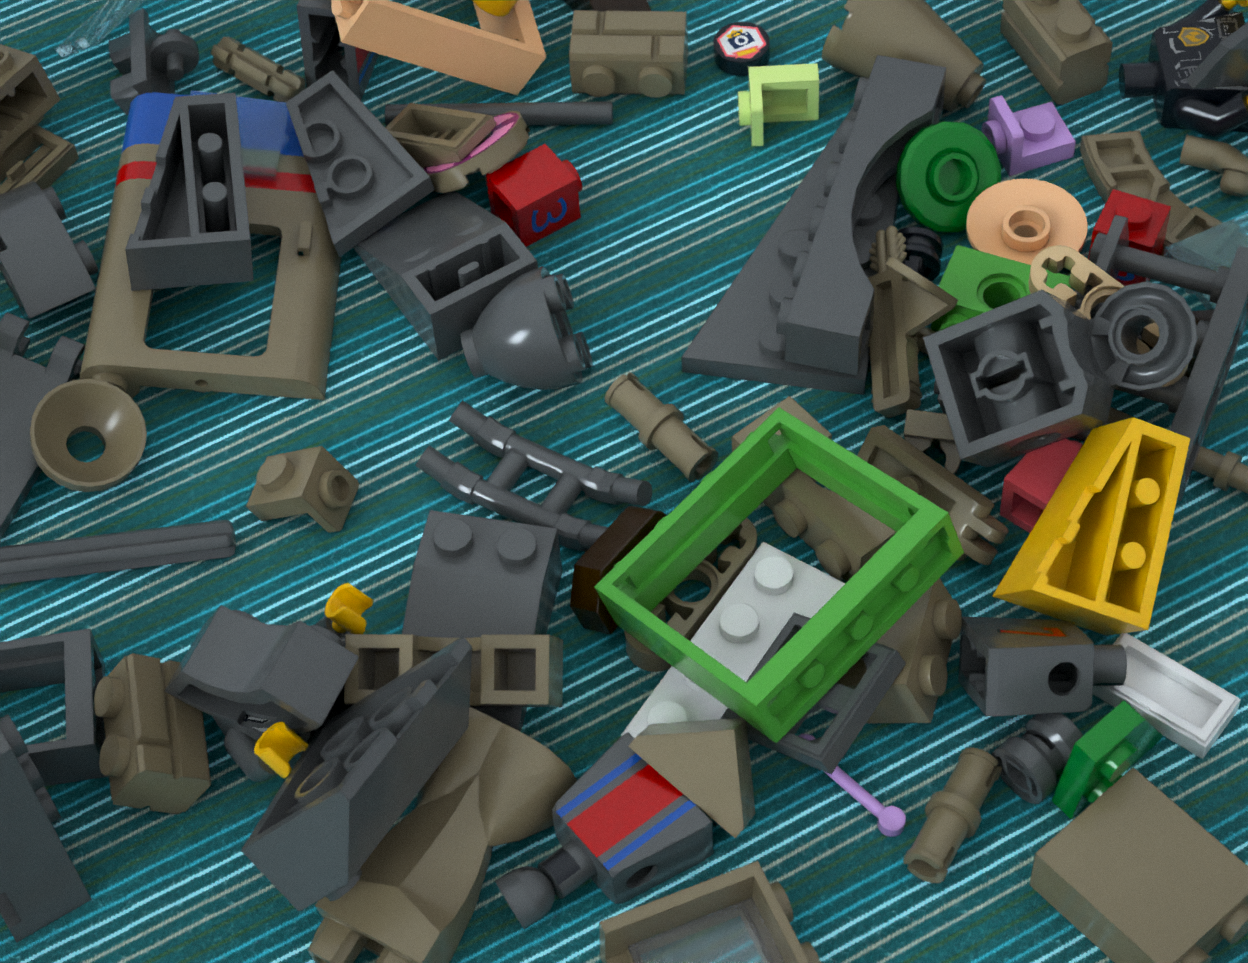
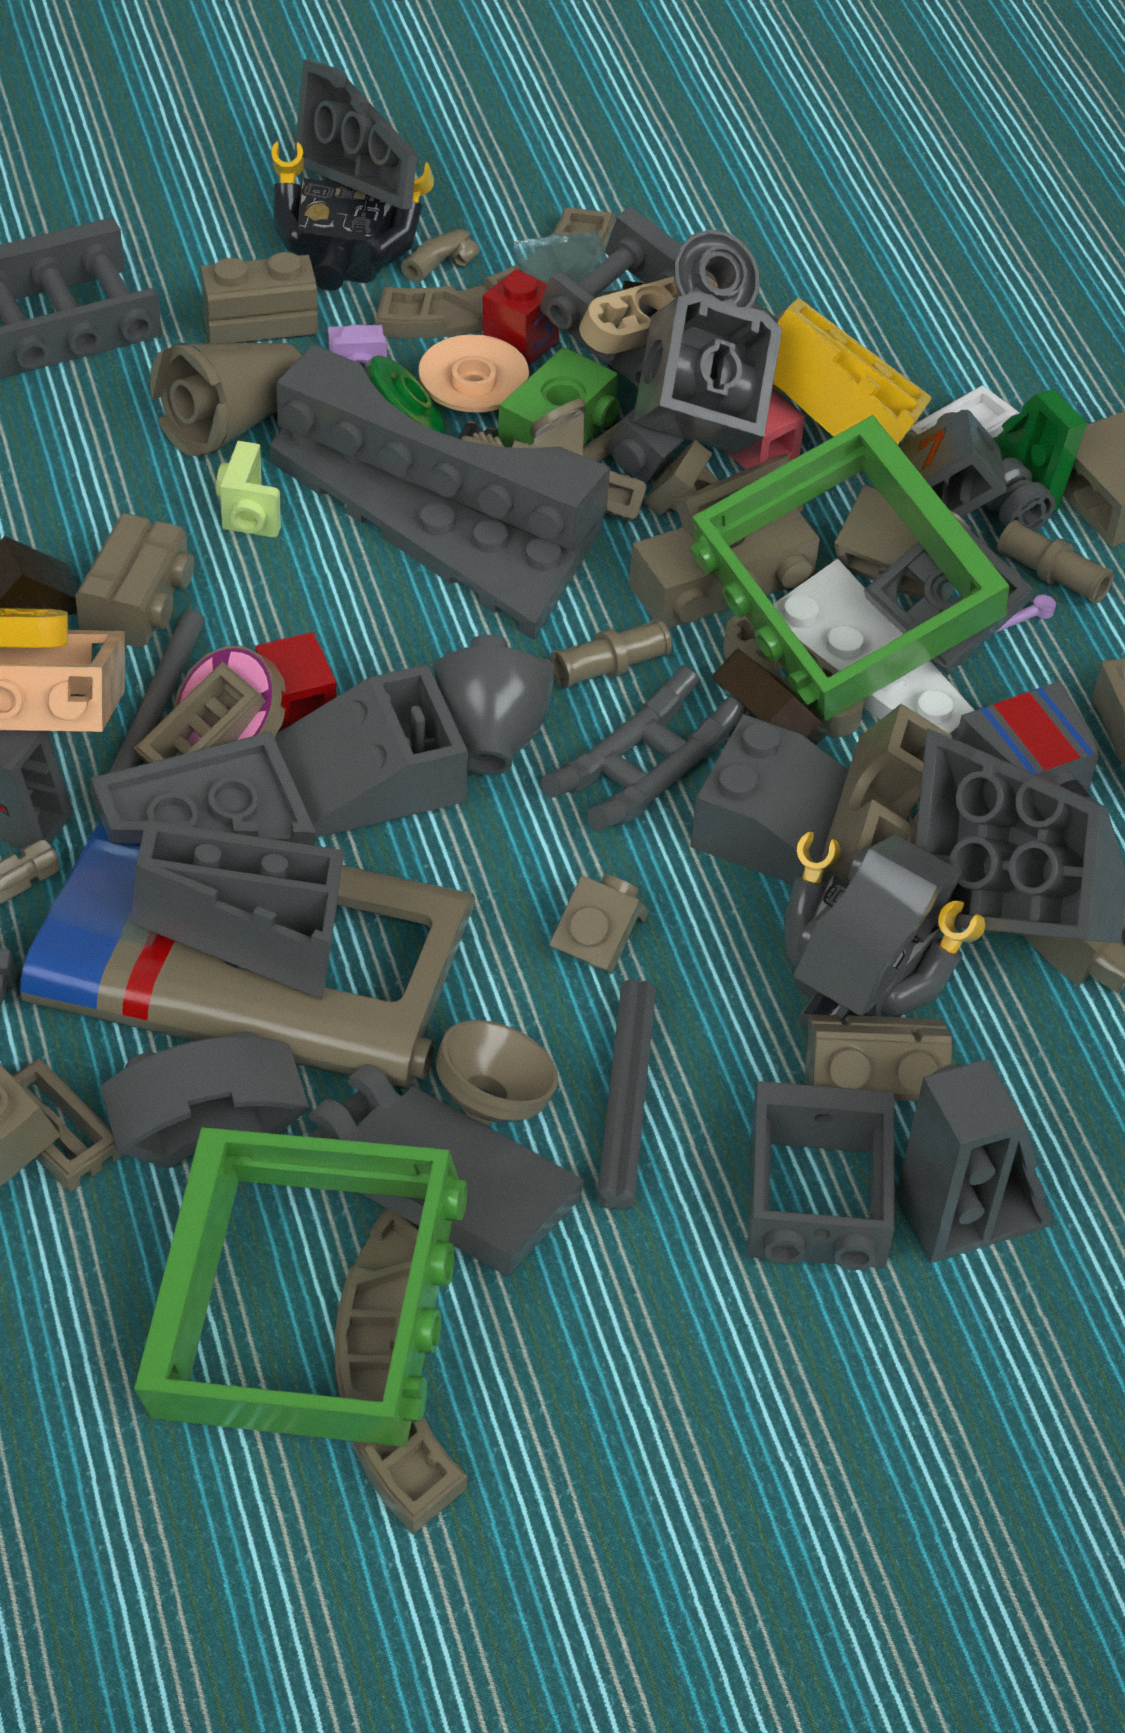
camera: 85 degrees left, 5 degrees down
(706, 764) = (998, 667): dark tan slope -> none
(740, 47) = (155, 503): tile -> none

